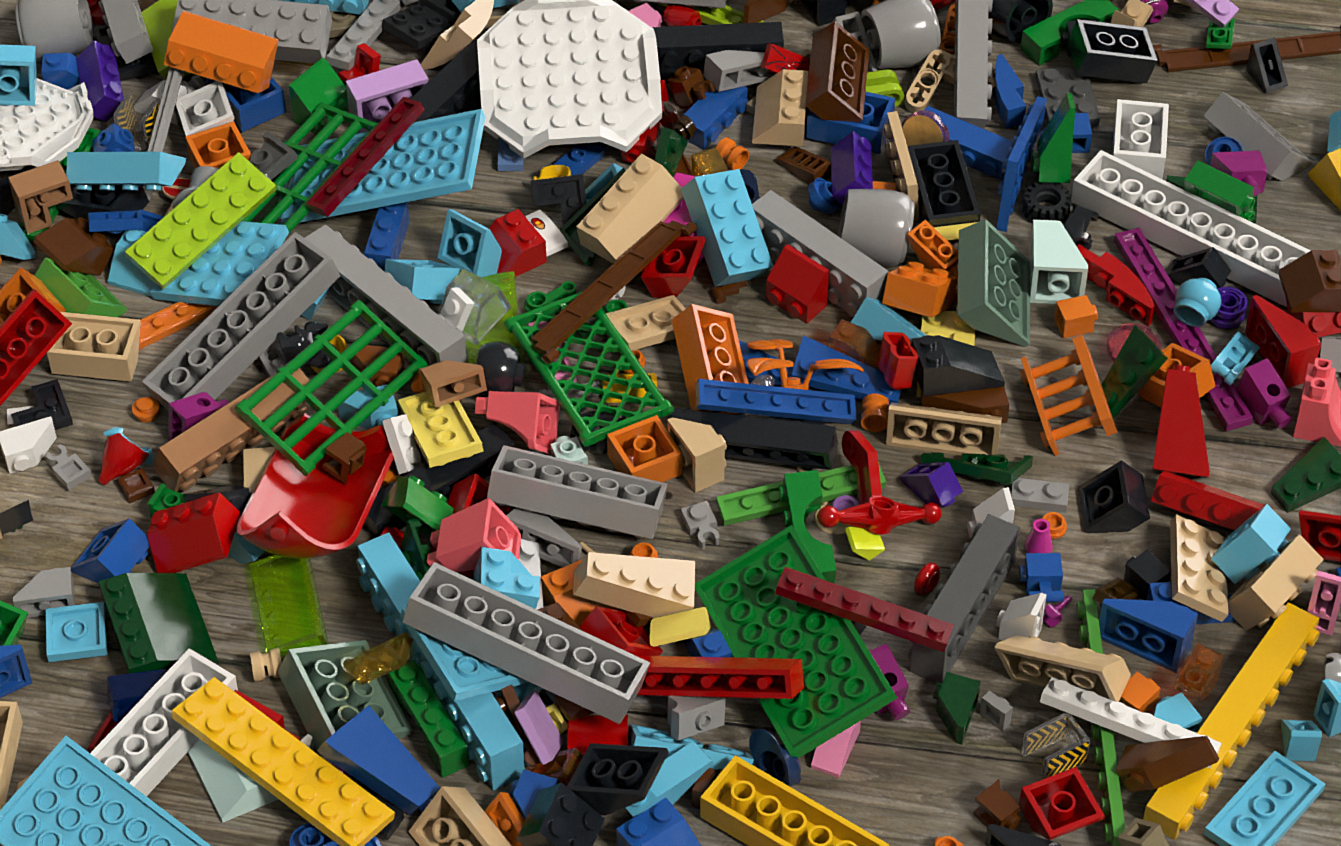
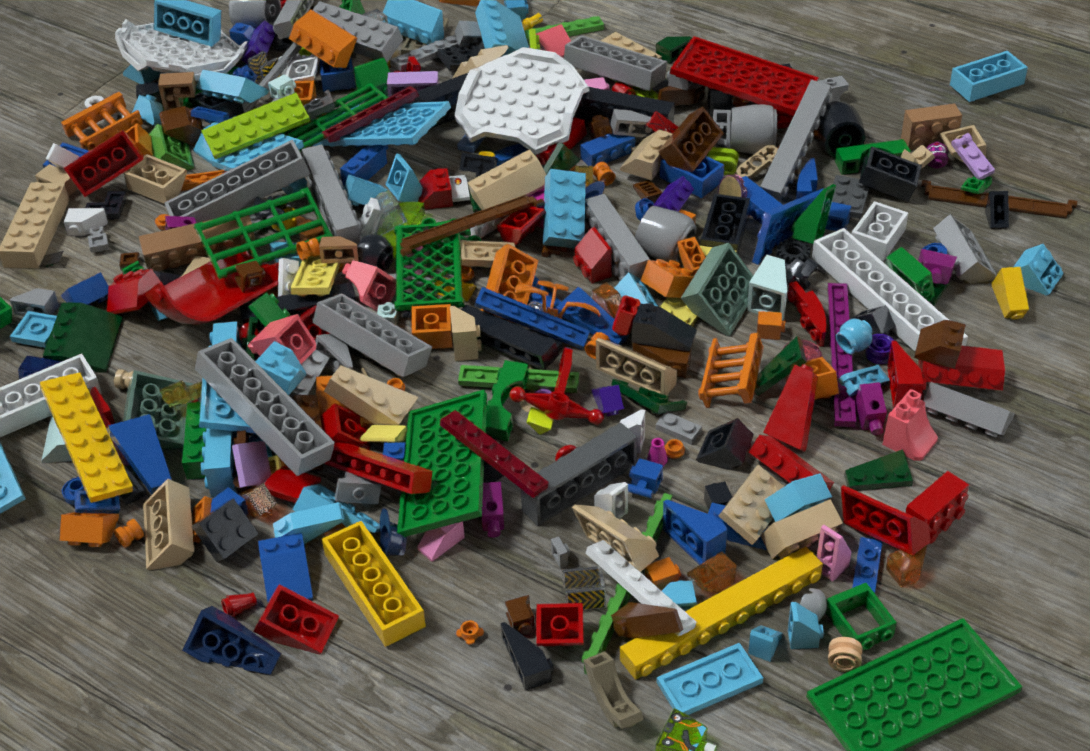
camera: 25 degrees right, 5 degrees down
(121, 456) = (126, 240): red hat -> none
(201, 148) = (281, 87): none -> light aqua brick
(288, 603) = (167, 349): clear neon green slope -> none
(404, 393) = (308, 249): none -> orange wheel
(616, 775) = (270, 504): black slope -> none
(682, 125) = (577, 147): dark brown plate -> none
(701, 521) = (444, 379): light grey plate -> none
(901, 162) = (704, 202): tan plate -> none
(957, 703) = (536, 539): dark green slope -> none
(1053, 615) = (639, 503): magenta hand -> none
(1116, 590) = (689, 500): dark brown plate -> none

